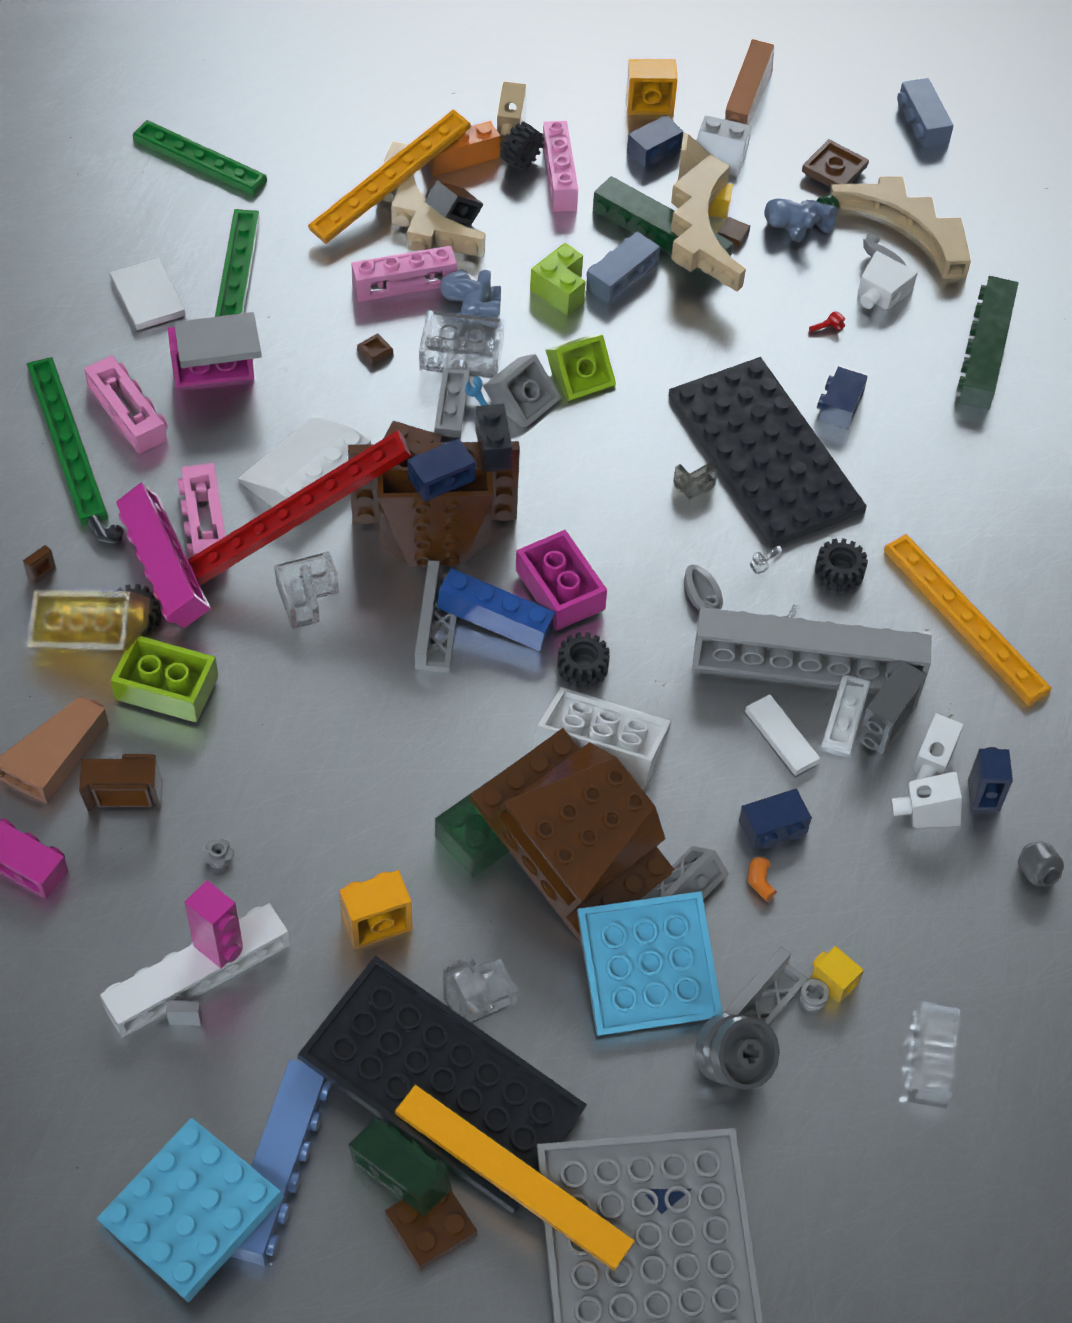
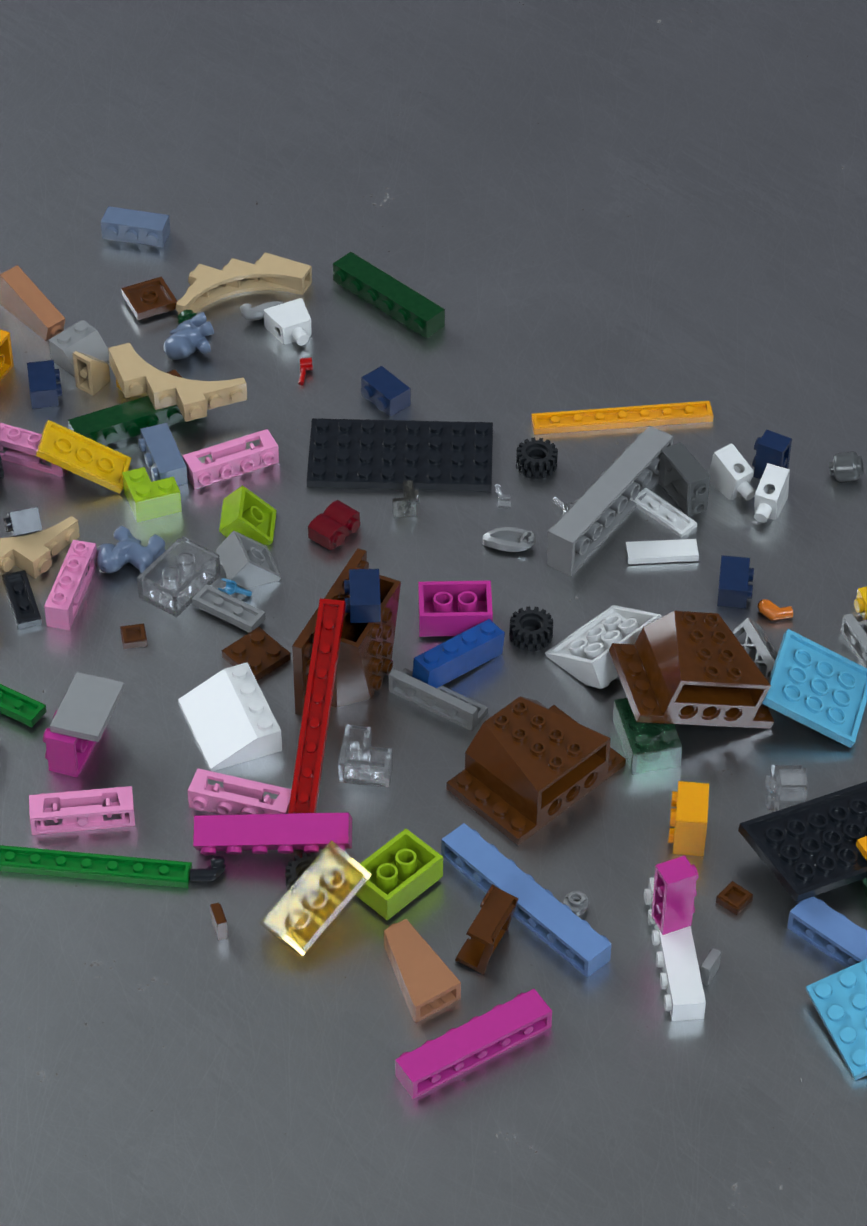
camera: 60 degrees left, 10 degrees down
(193, 807) = (535, 905): none -> medium blue brick
(304, 1001) = (734, 898): none -> reddish brown tile
(376, 246) = (21, 599): none -> black tile
(384, 738) = (531, 767): none -> reddish brown wedge
(493, 437) = (354, 552): black brick -> none
(568, 204) = (83, 456): none -> yellow tile
(620, 435) = (334, 525): none -> dark red brick
(655, 318) = (231, 459): none -> bright pink brick

